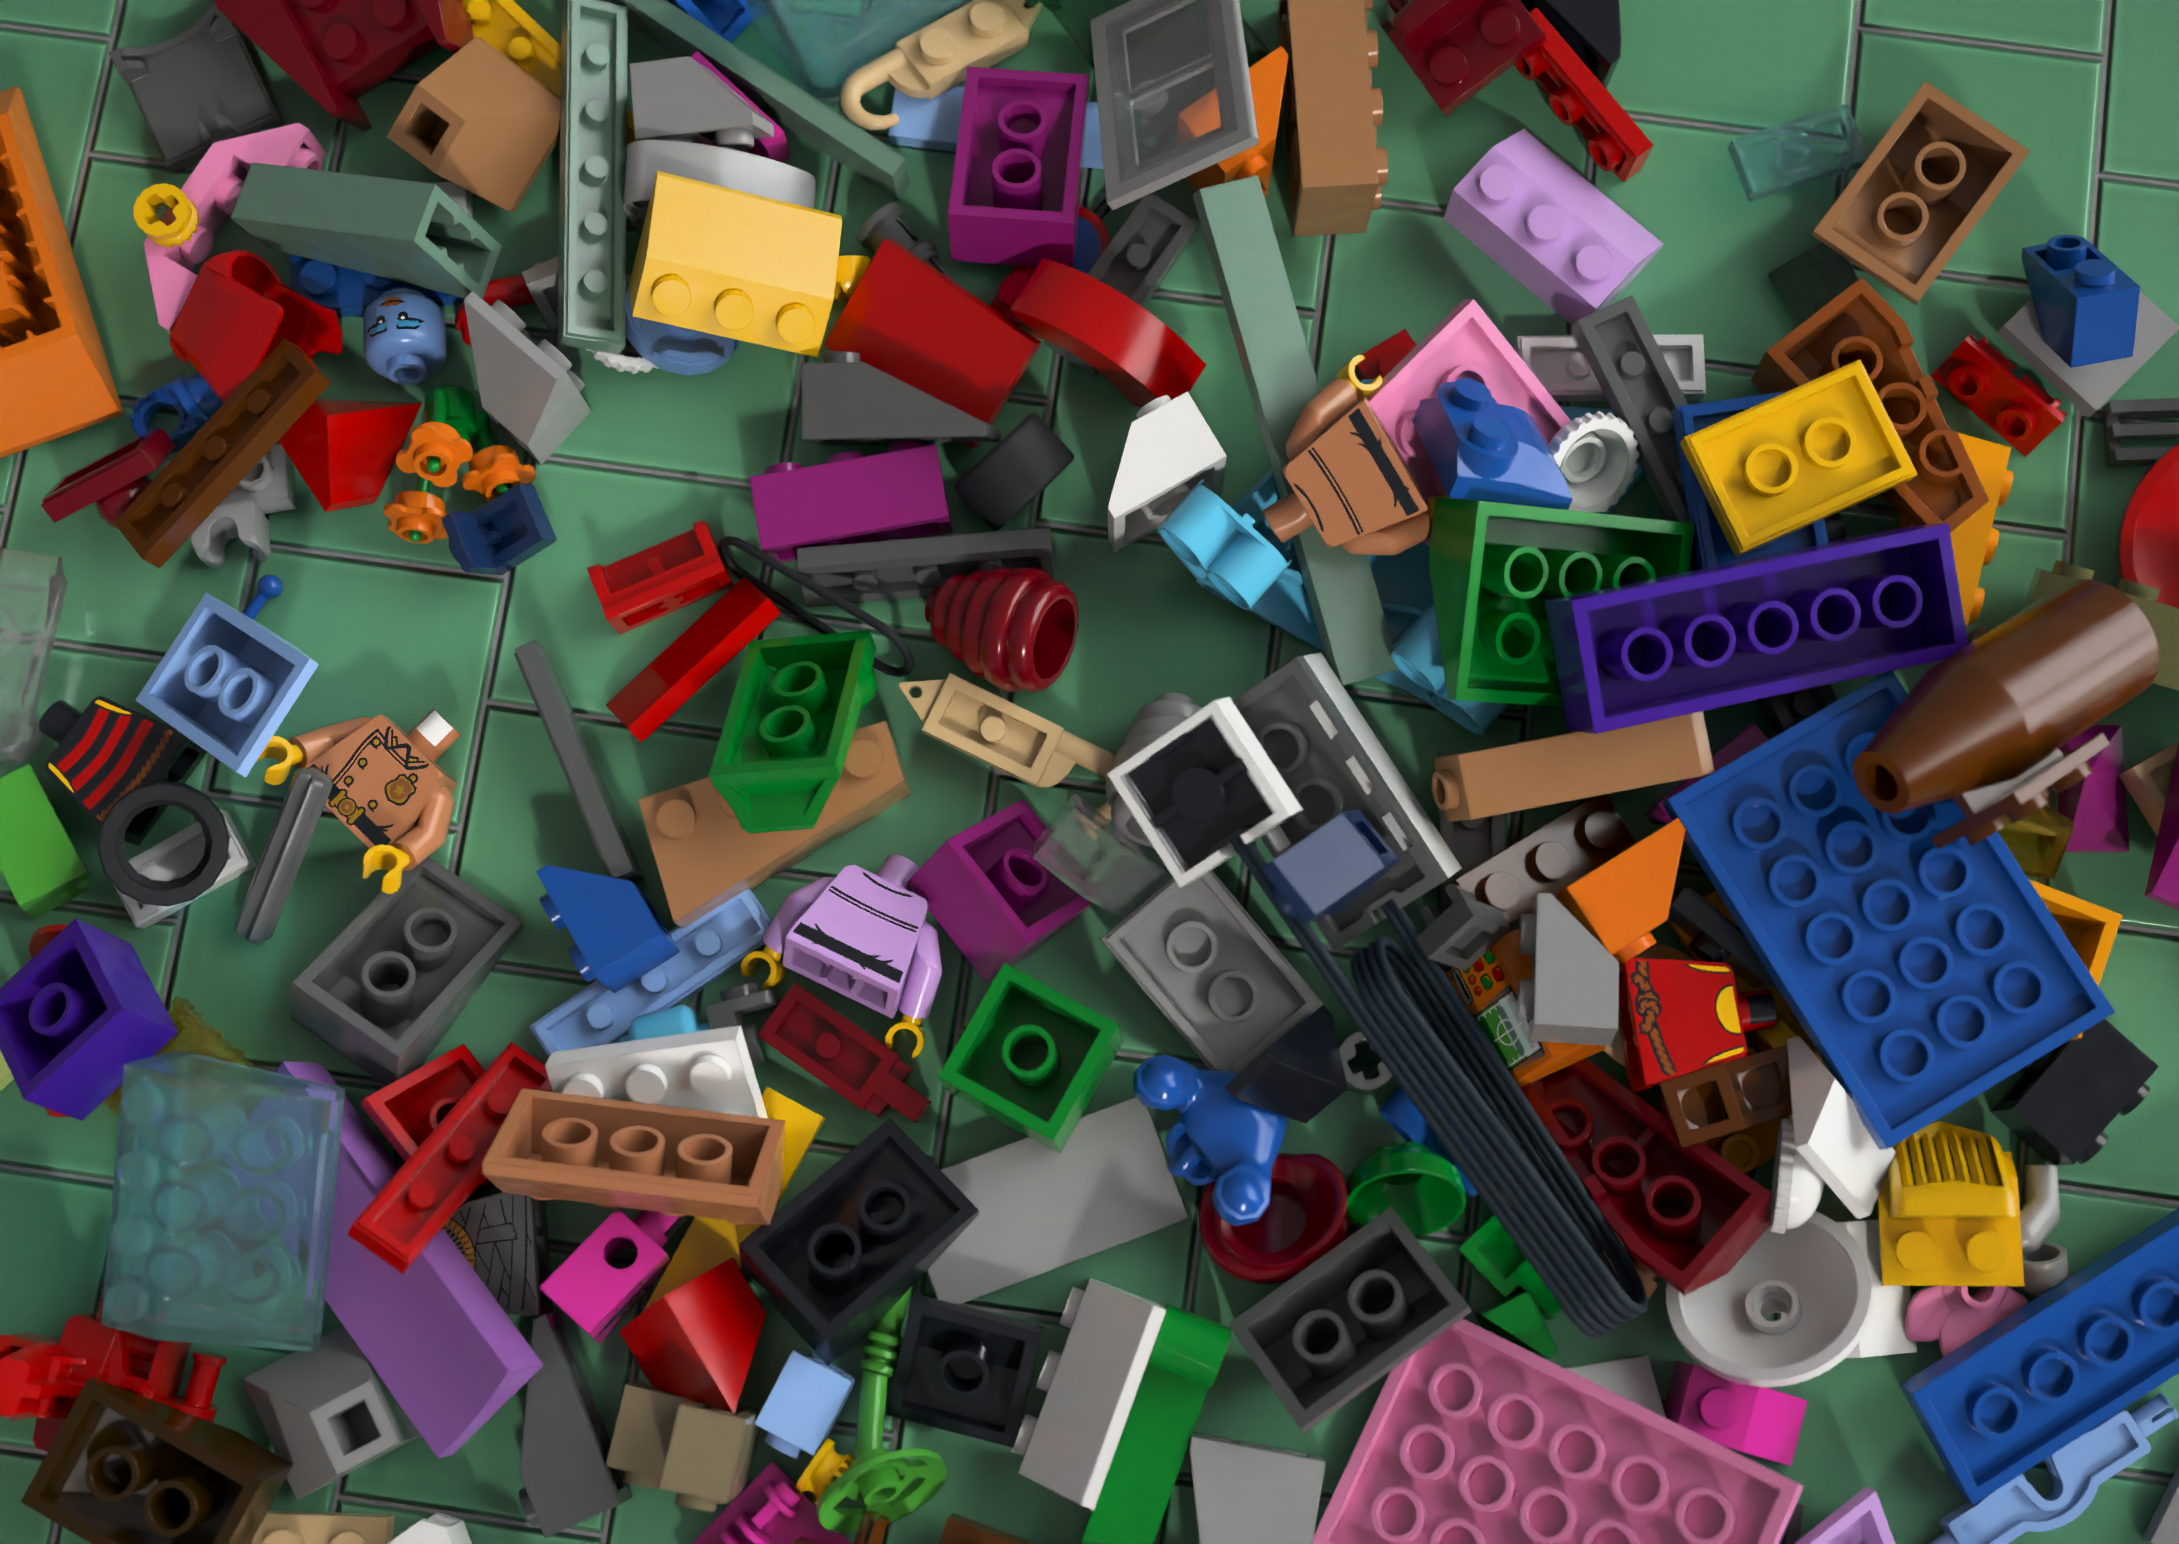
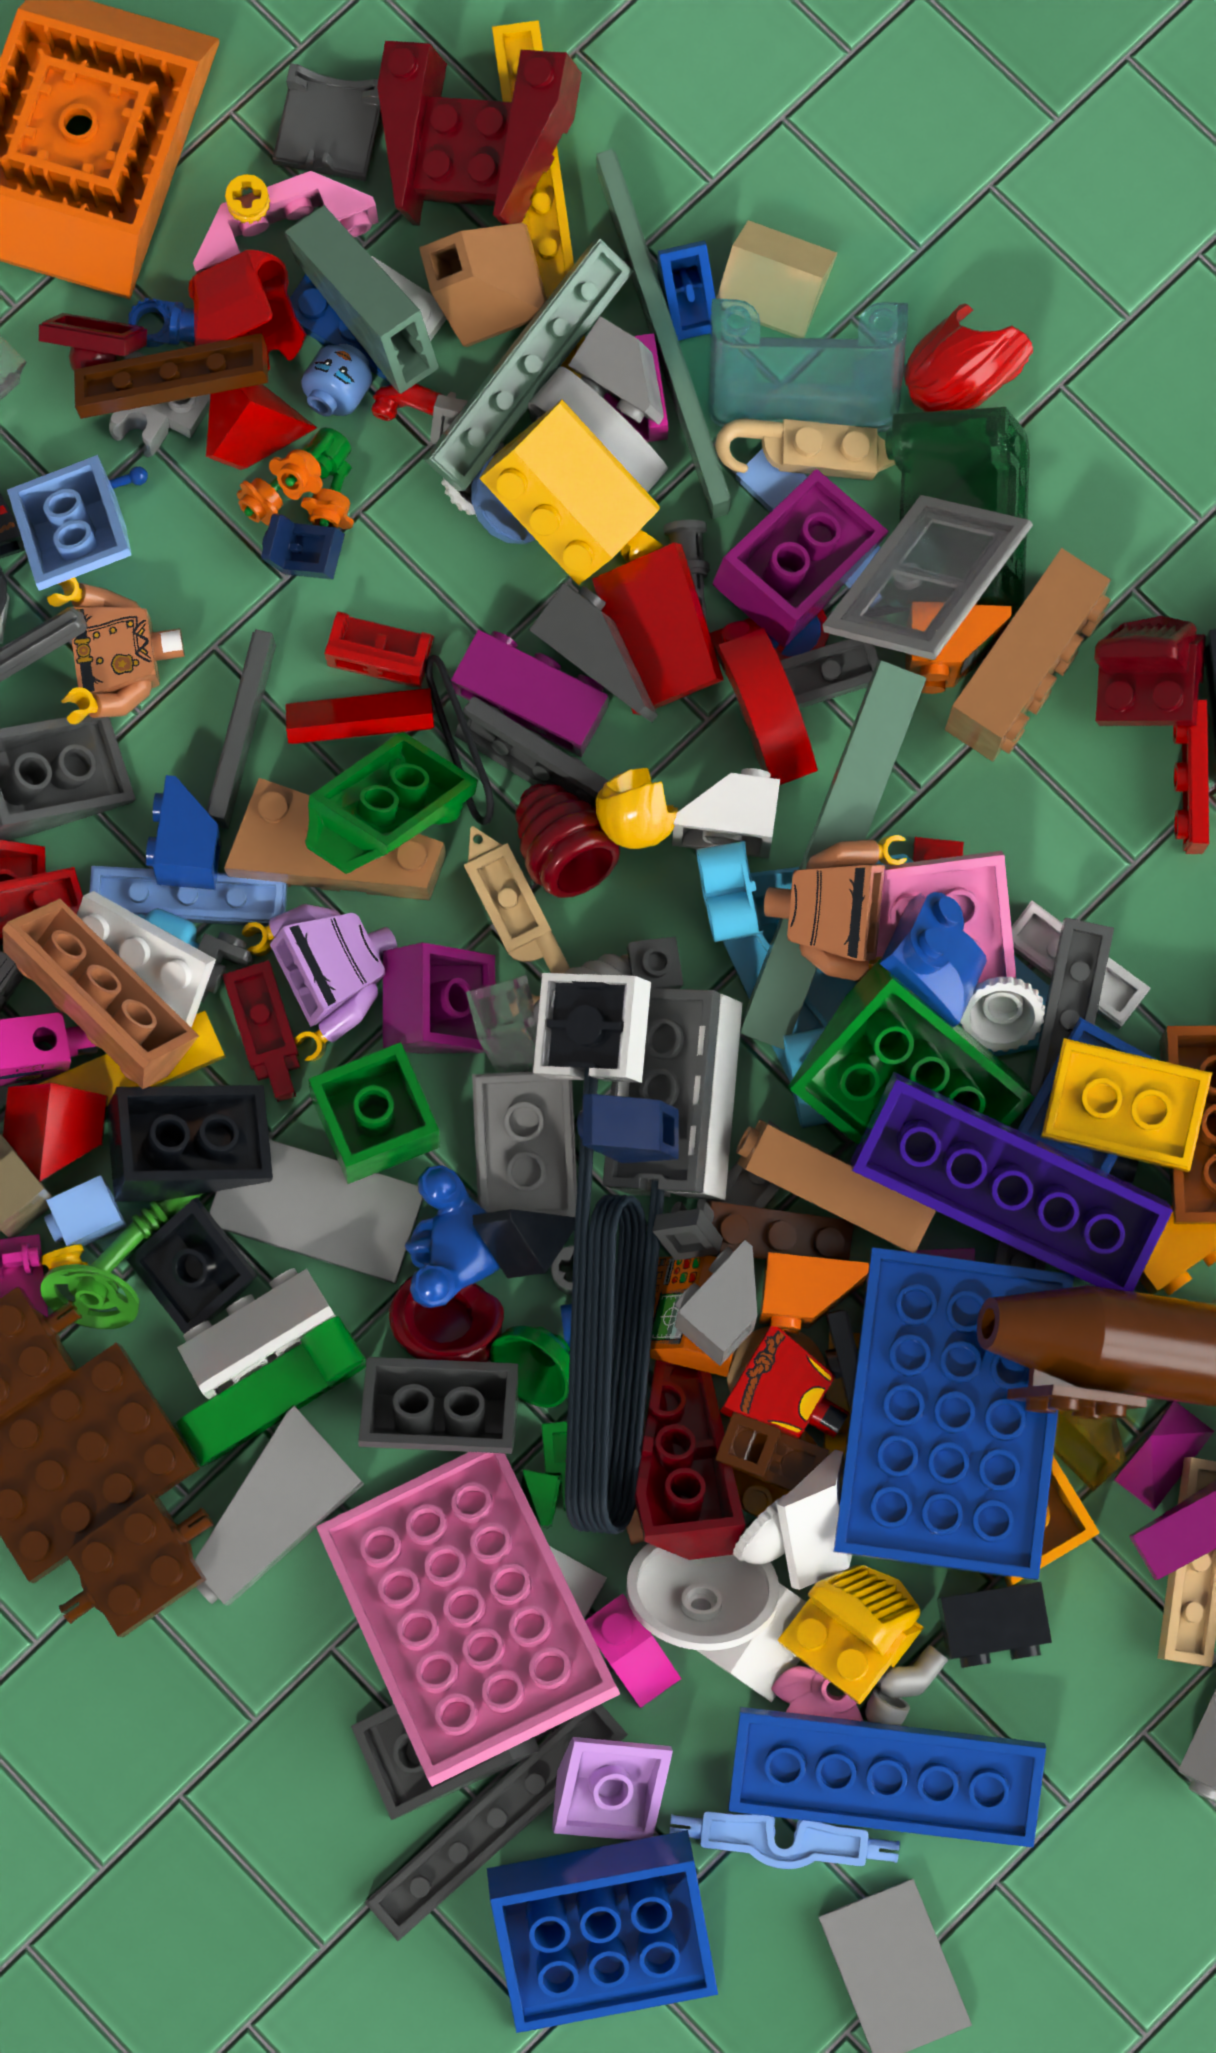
camera: 35 degrees right, 0 degrees up
(522, 382) = (382, 469): light grey slope -> none
(1014, 472) = (650, 746): black tyre -> none
(1063, 536) = (634, 810): none -> yellow hair
(1201, 677) = (656, 962): none -> dark grey bracket
(1549, 227) = (1111, 846): lavender slope -> none

